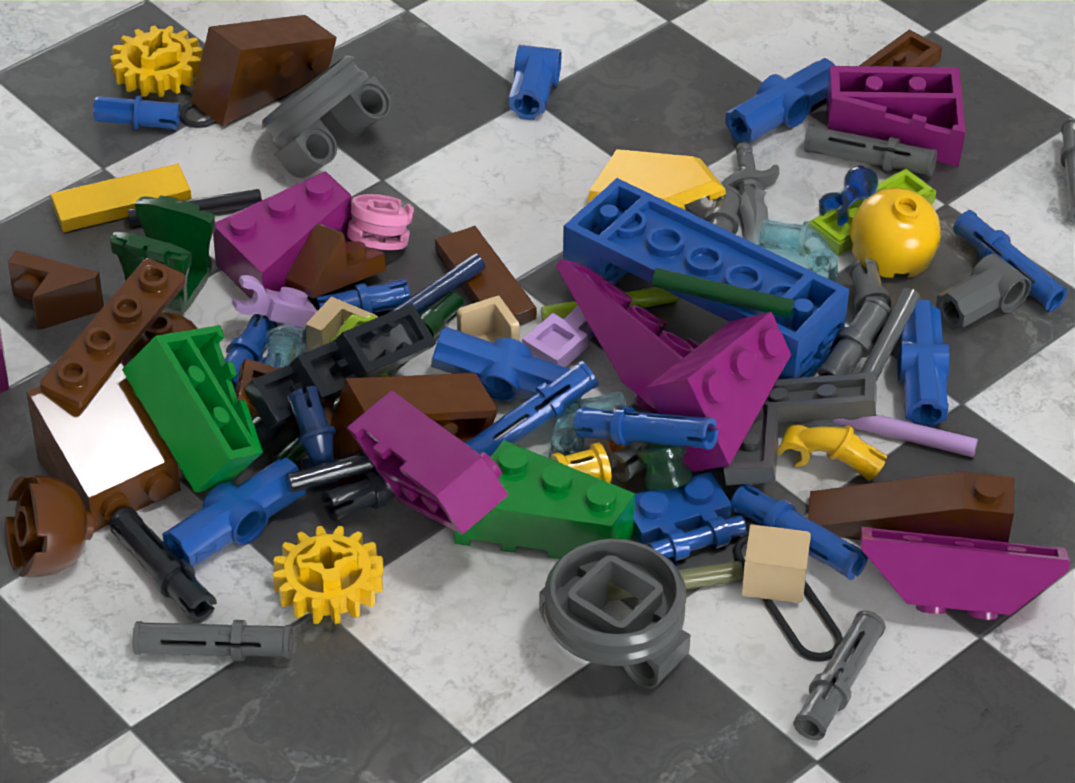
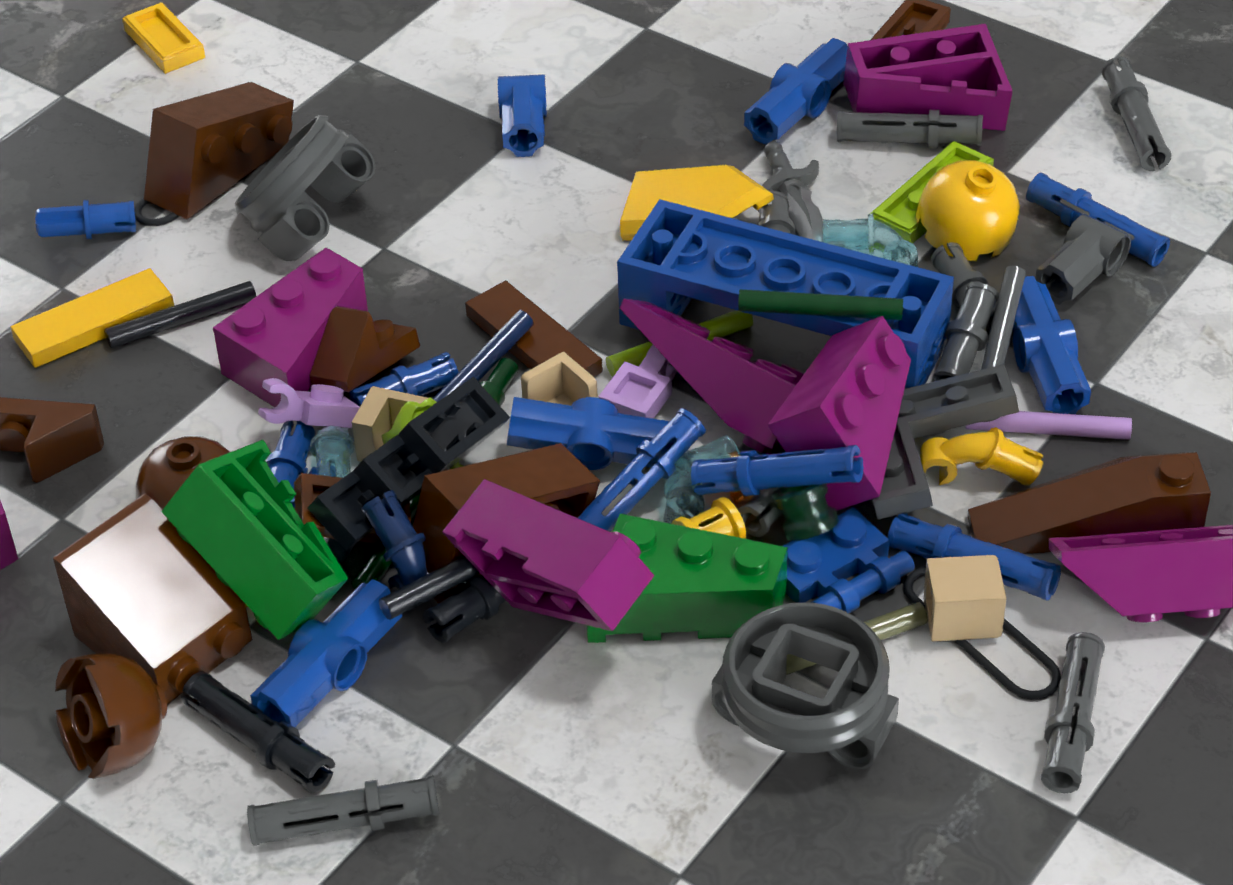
camera: 10 degrees left, 0 degrees up
(112, 333) = (138, 472): reddish brown bracket -> none
(156, 61) = (94, 159): yellow gear -> none
(175, 237) = (174, 370): dark green piece -> none
(328, 574) = (457, 707): yellow gear -> none
(380, 222) = (400, 293): bright pink wheel -> none
(858, 184) = (914, 165): clear blue arm -> none

